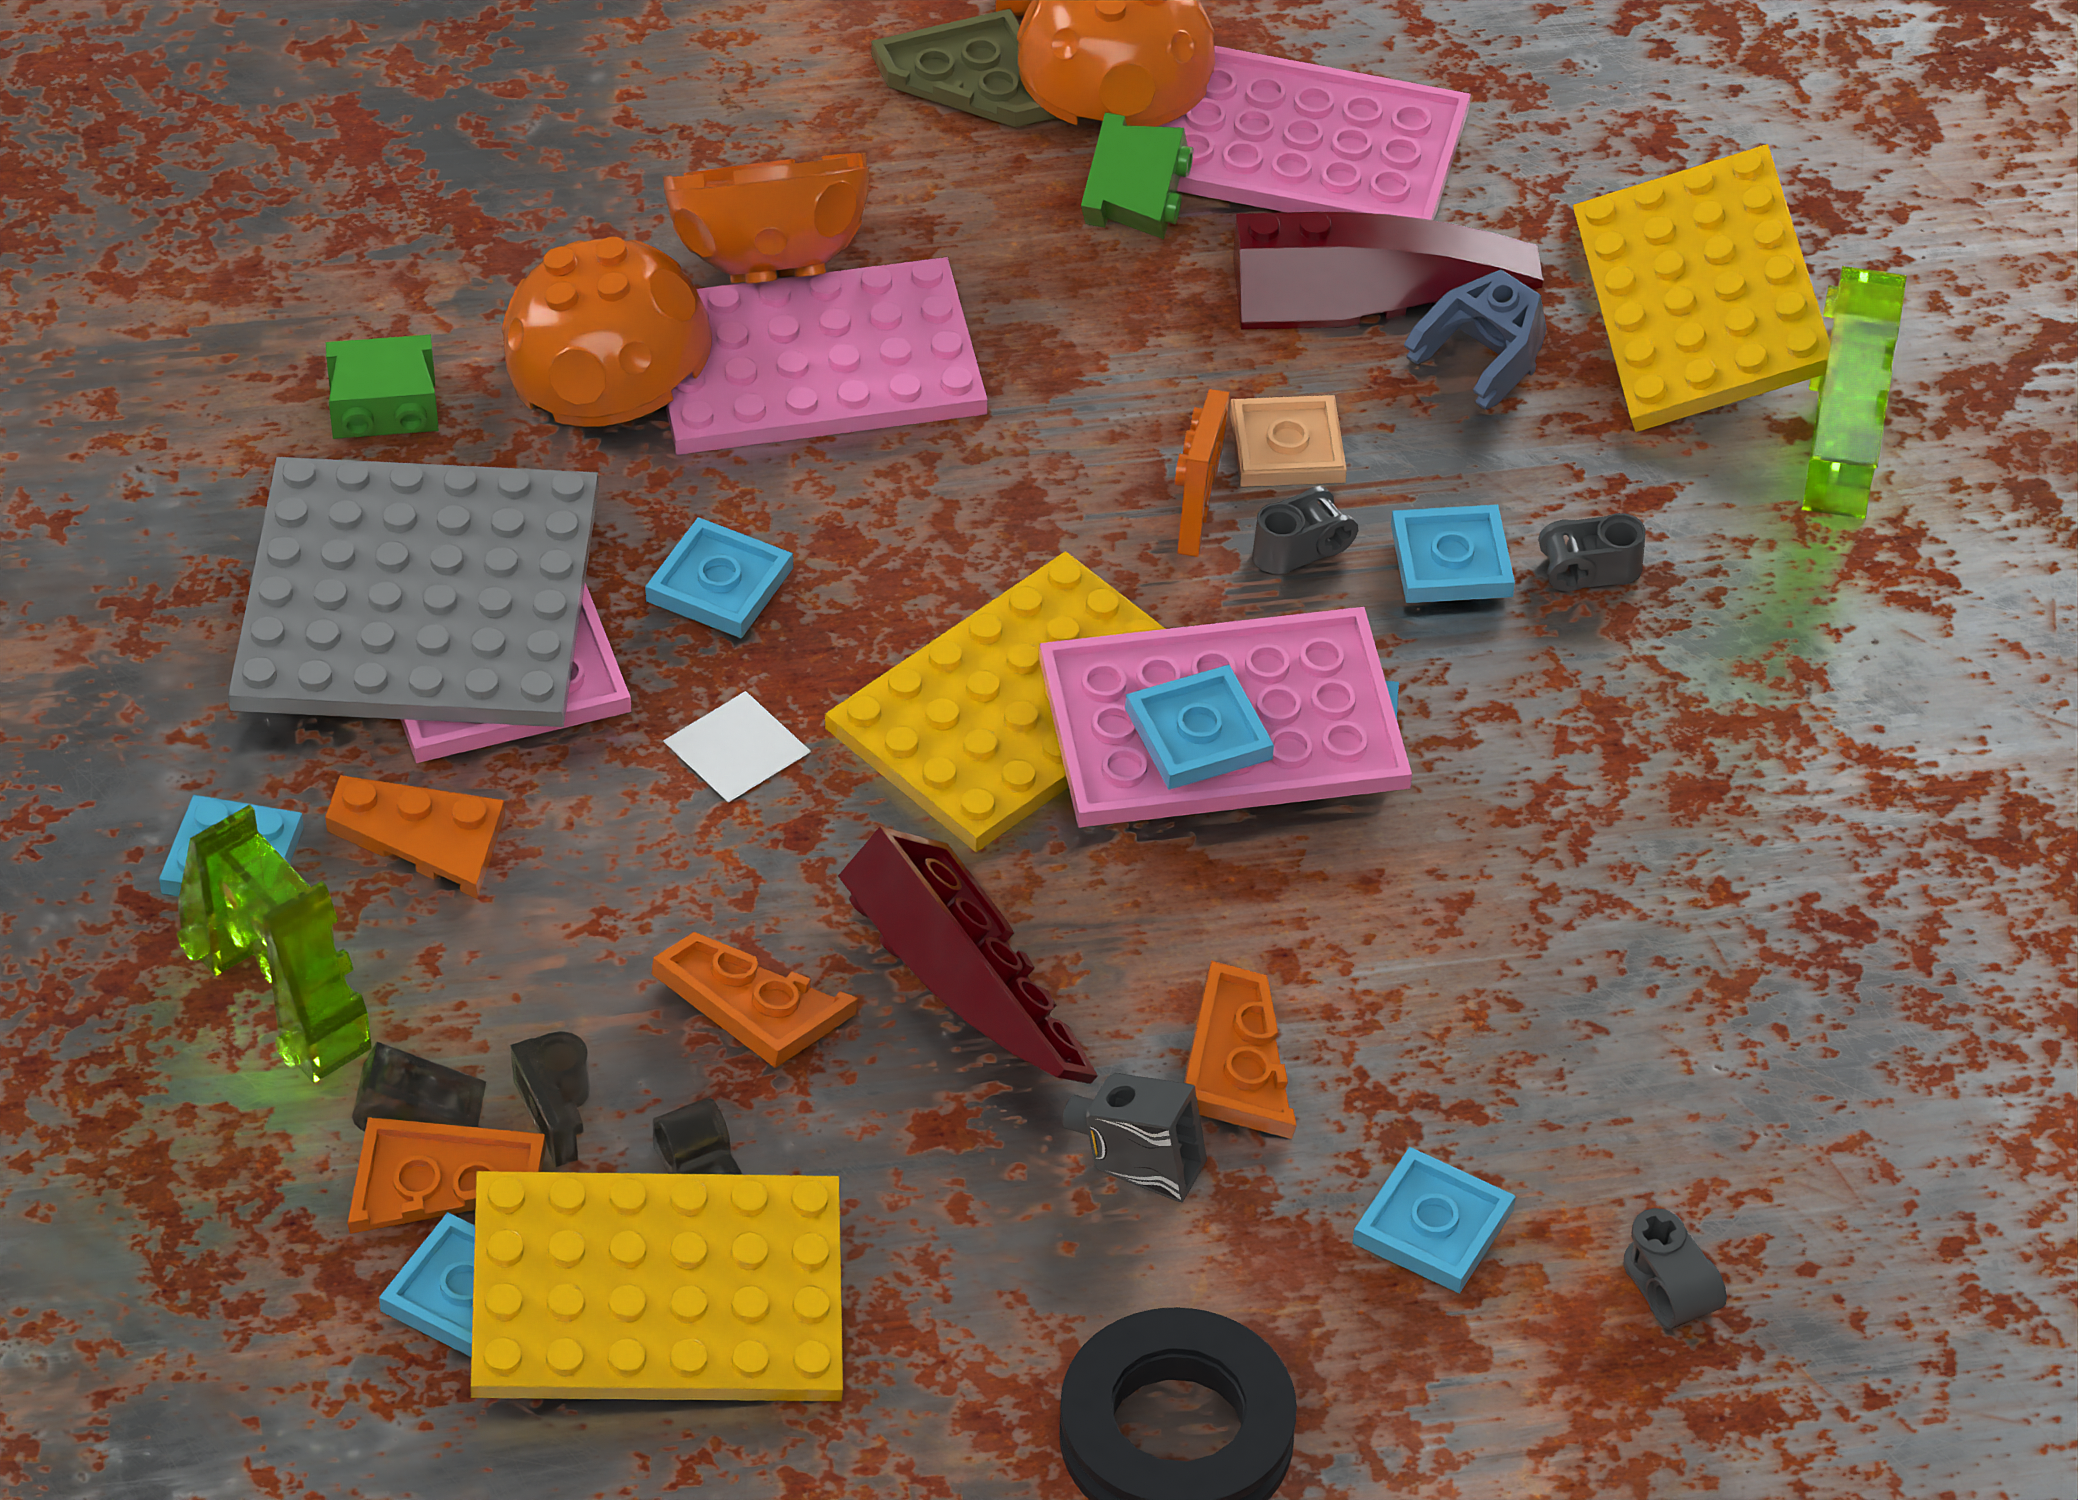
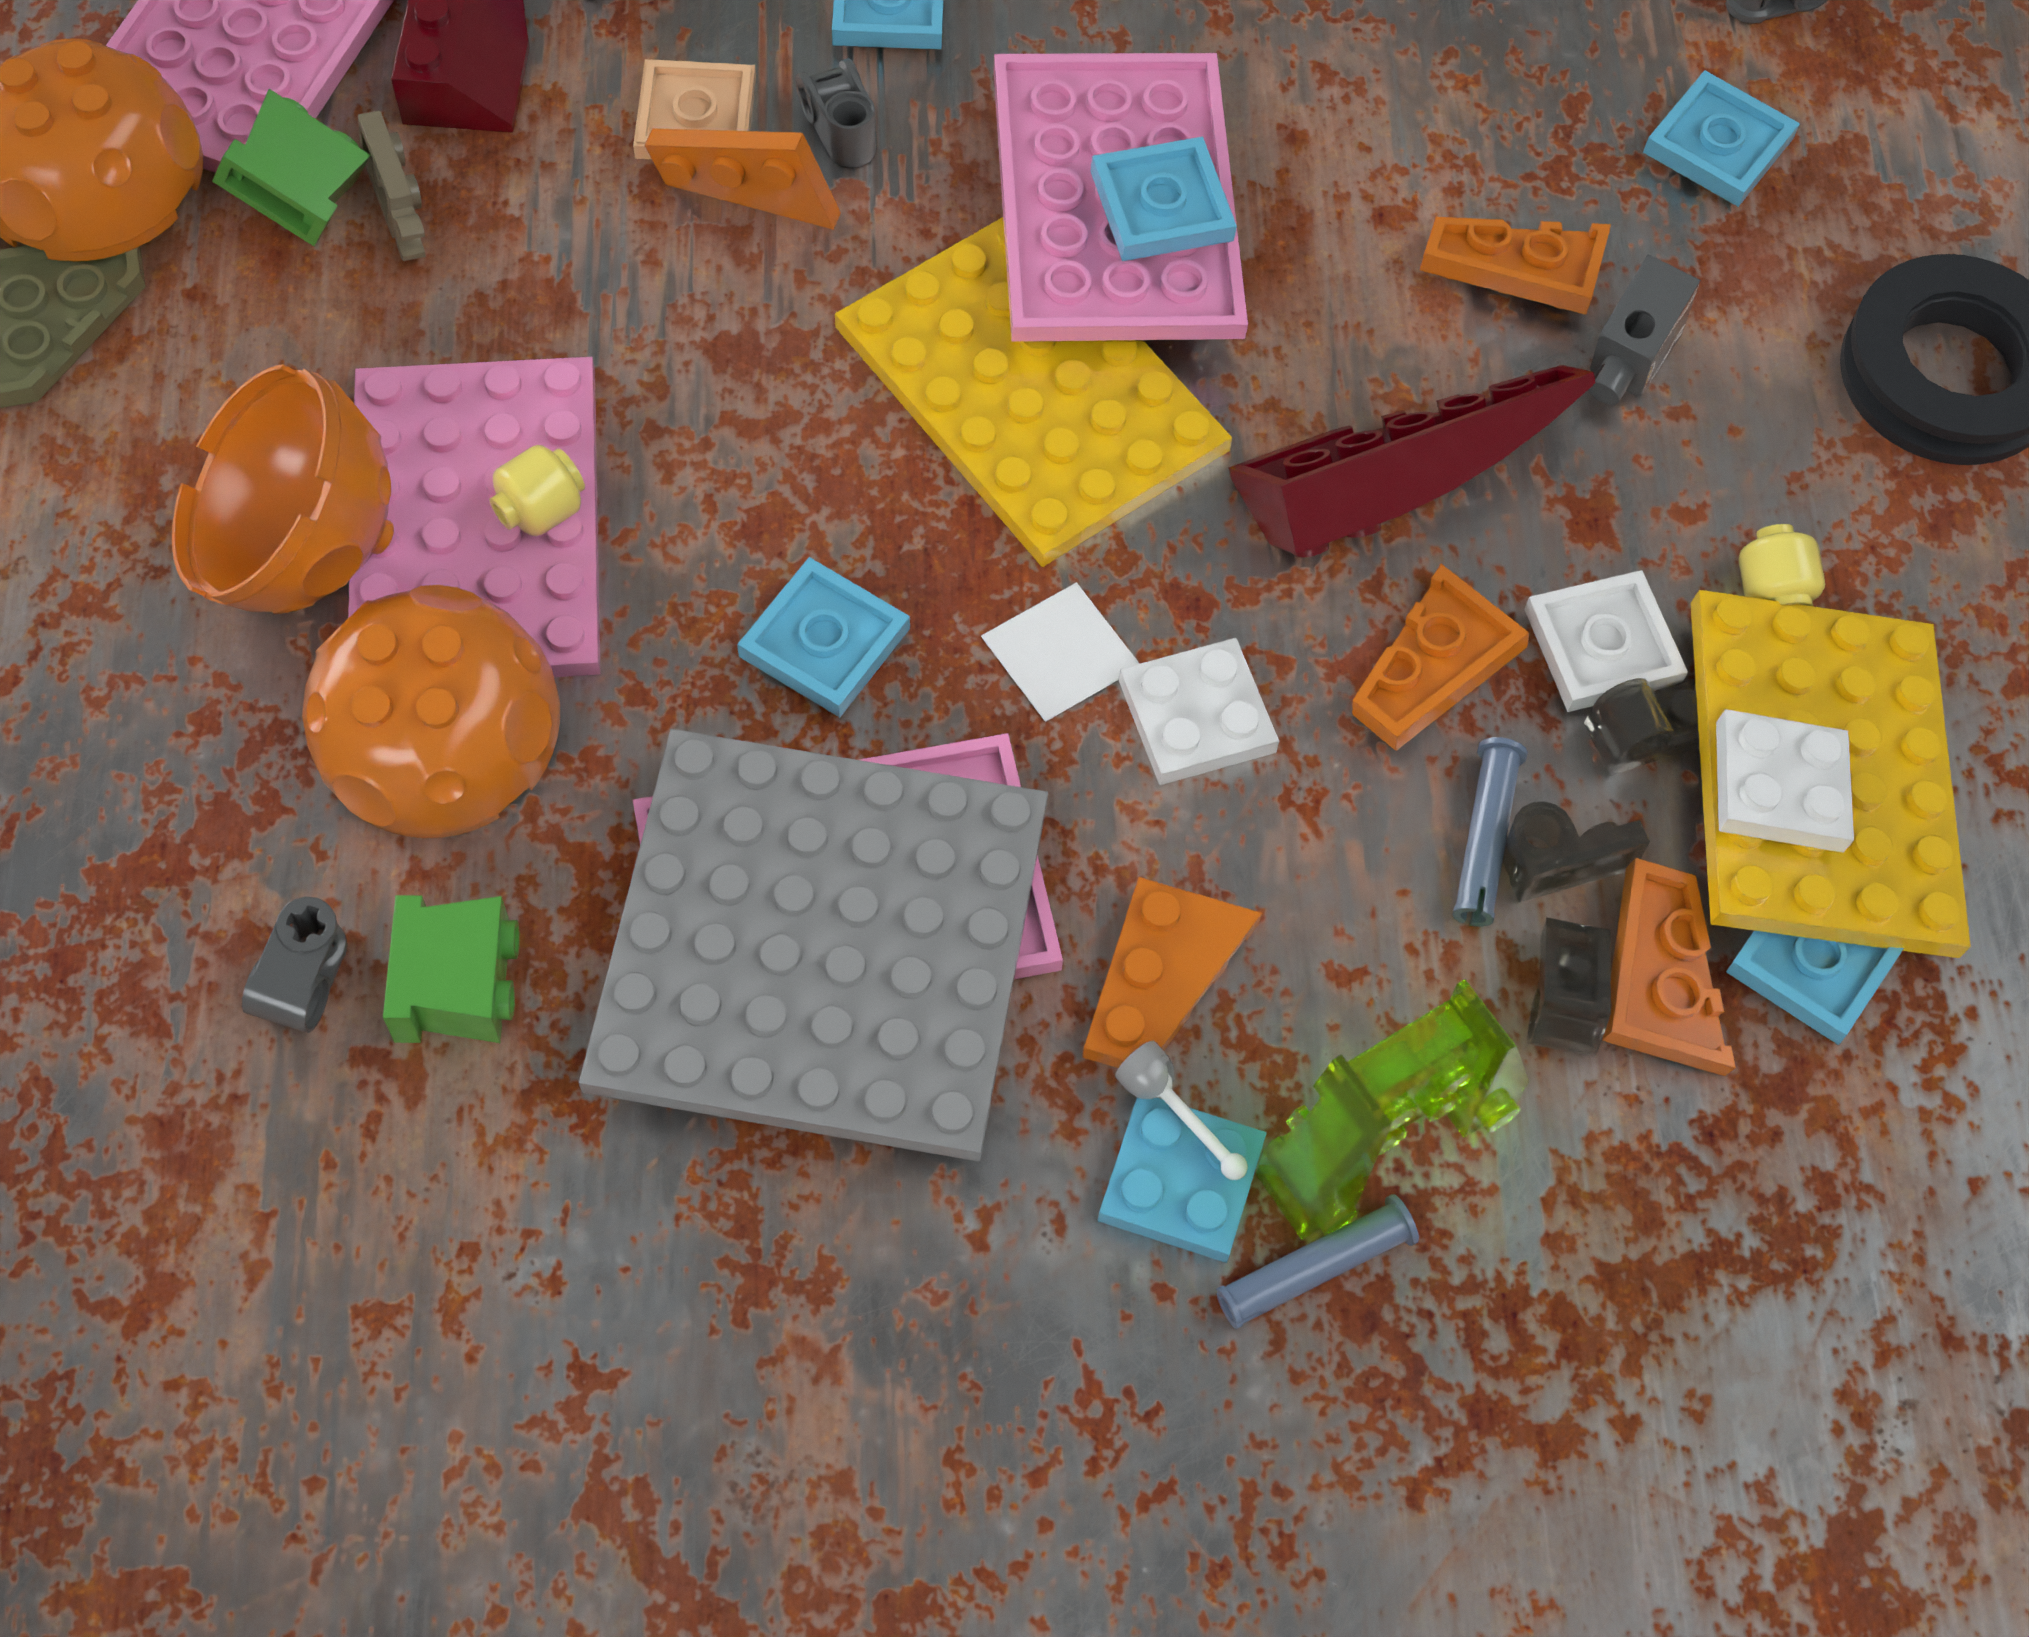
camera: 85 degrees left, 15 degrees up
(189, 984) = (1318, 1262): none -> sand blue pin
(306, 803) = (1150, 1075): none -> hinge
(375, 302) = (292, 976): none -> dark grey piece
(602, 1043) = (1488, 829): none -> sand blue pin
(614, 1214) = (1784, 781): none -> white plate
(681, 838) = (1198, 711): none -> white plate
(790, 1121) = (1604, 637): none -> white plate
(819, 364) = (537, 490): none -> light yellow head
(882, 1258) = (1782, 566): none -> light yellow head
(1143, 247) = (395, 191): none -> dark tan plate

